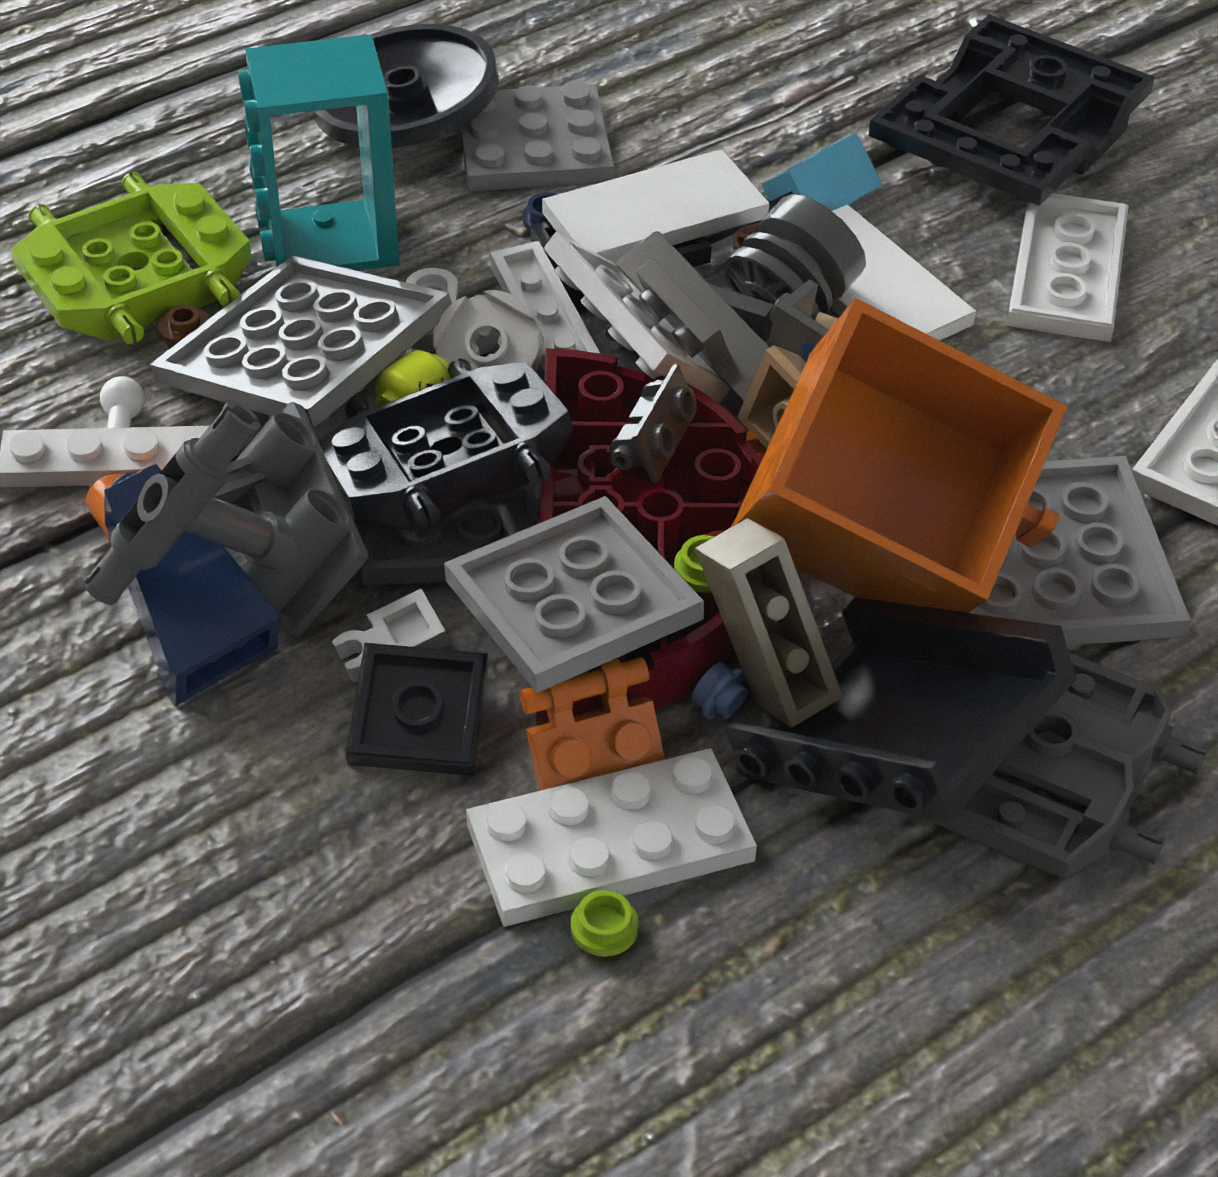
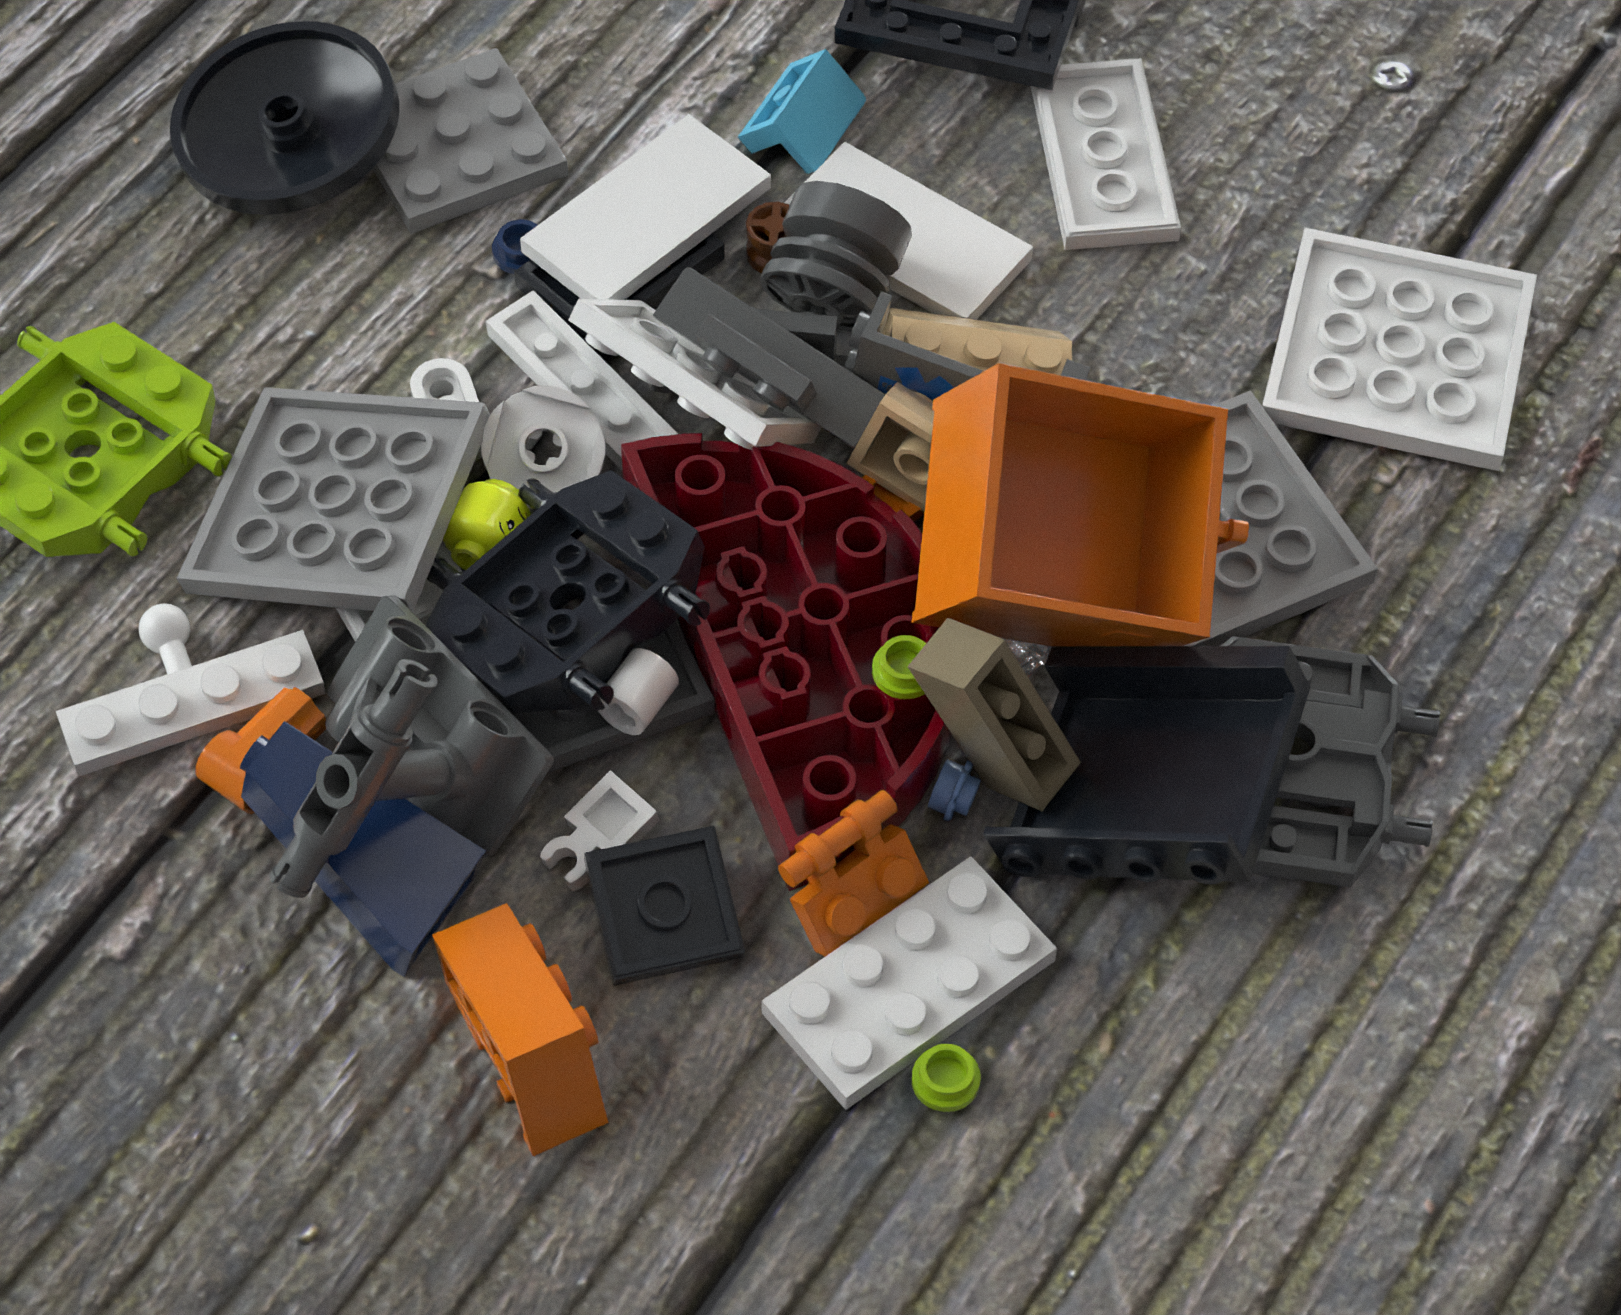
camera: 20 degrees left, 10 degrees up
(179, 323) = (176, 527): reddish brown plate -> none
(243, 768) = (524, 1024): none -> orange wedge
(312, 79) = (242, 205): teal hose -> none
(469, 528) = (640, 691): none -> white gear
(573, 593) = (791, 743): light grey plate -> none
(656, 425) = (787, 492): dark grey hinge -> none

